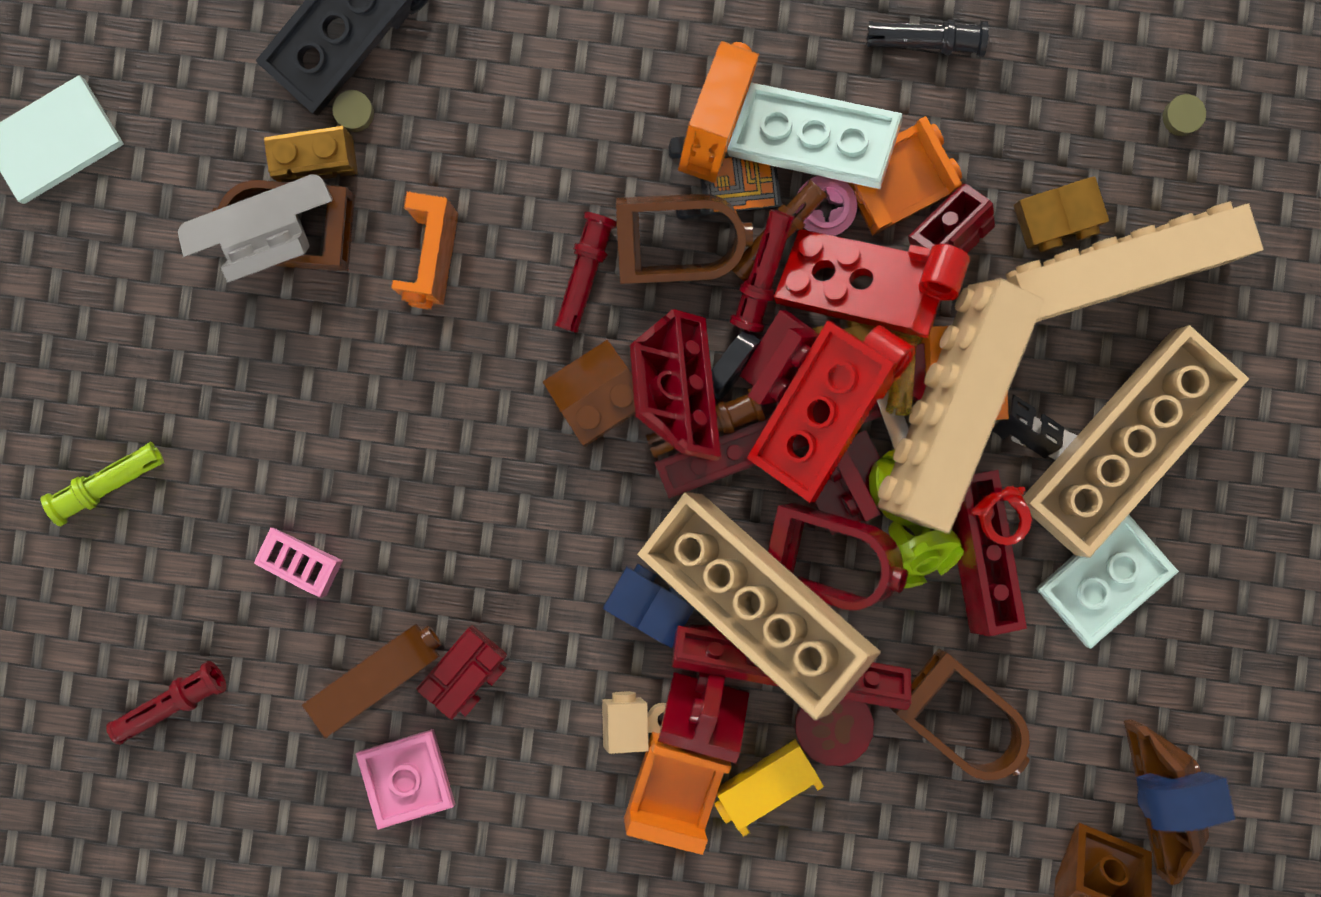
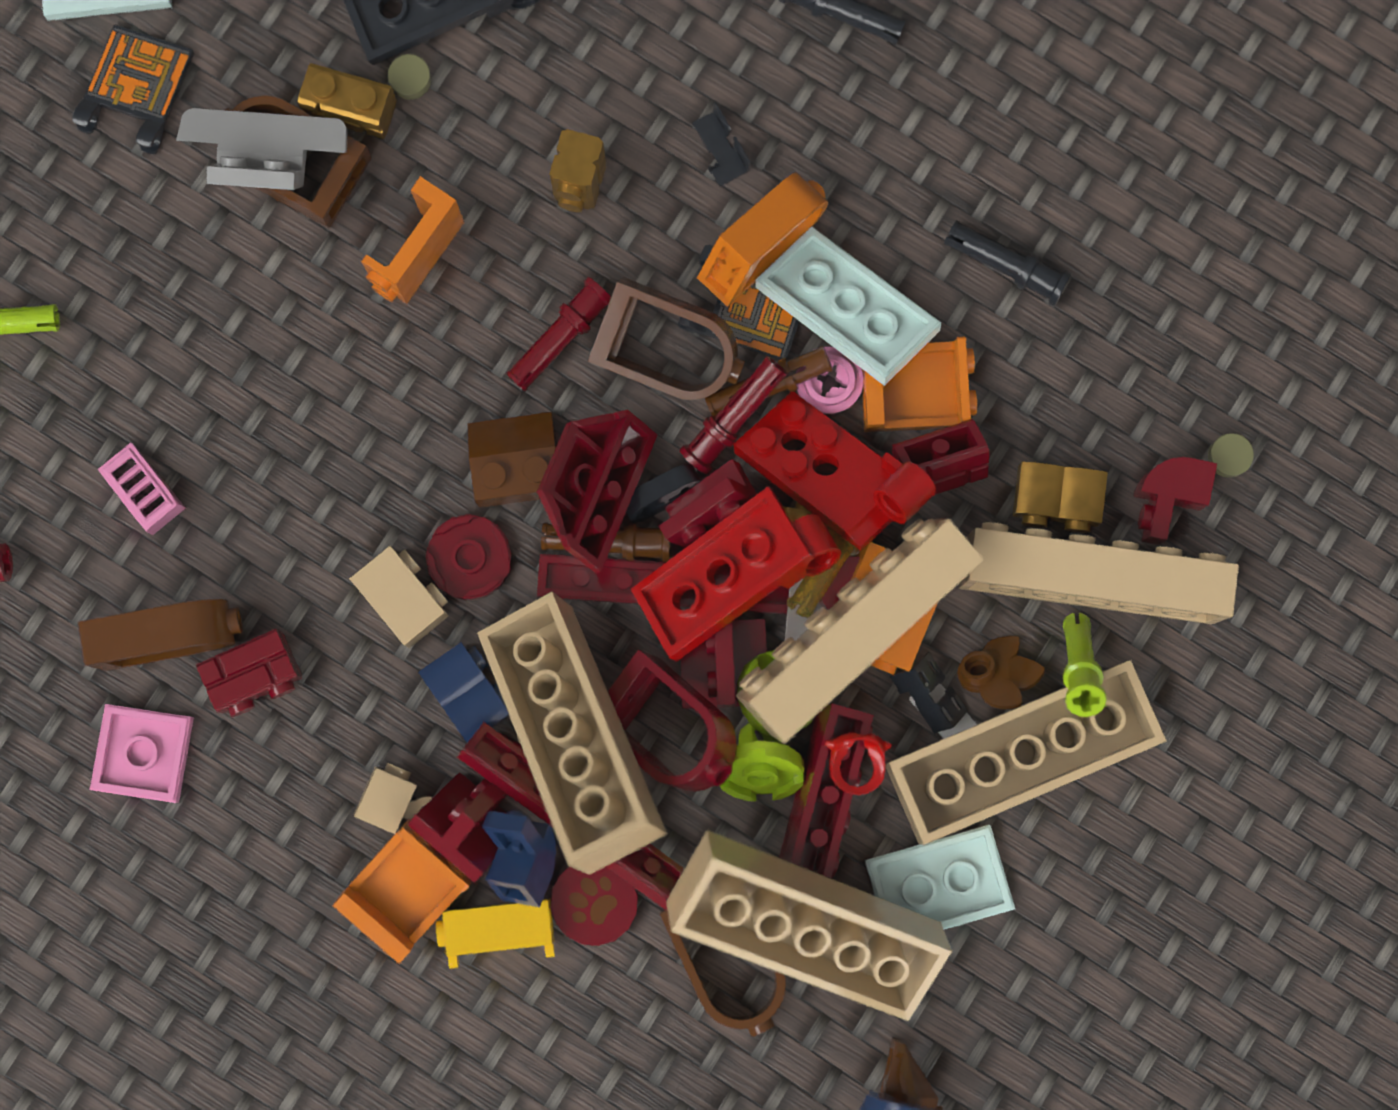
camera: 30 degrees right, 5 degrees down
(124, 219) = (138, 79): none -> flag
(535, 124) = (577, 170): none -> pearl gold brick
(556, 551) = (400, 596): none -> tan brick
(596, 492) = (469, 557): none -> dark red tile
(632, 44) = (728, 162): none -> black piece
(764, 723) = (523, 857): none -> dark blue brick
(1027, 671) = (807, 926): none -> tan brick
(1085, 383) = (1003, 672): none -> reddish brown plate
(1147, 164) = (1172, 483): none -> dark red brick
(1158, 355) = (1082, 674): none -> lime pin

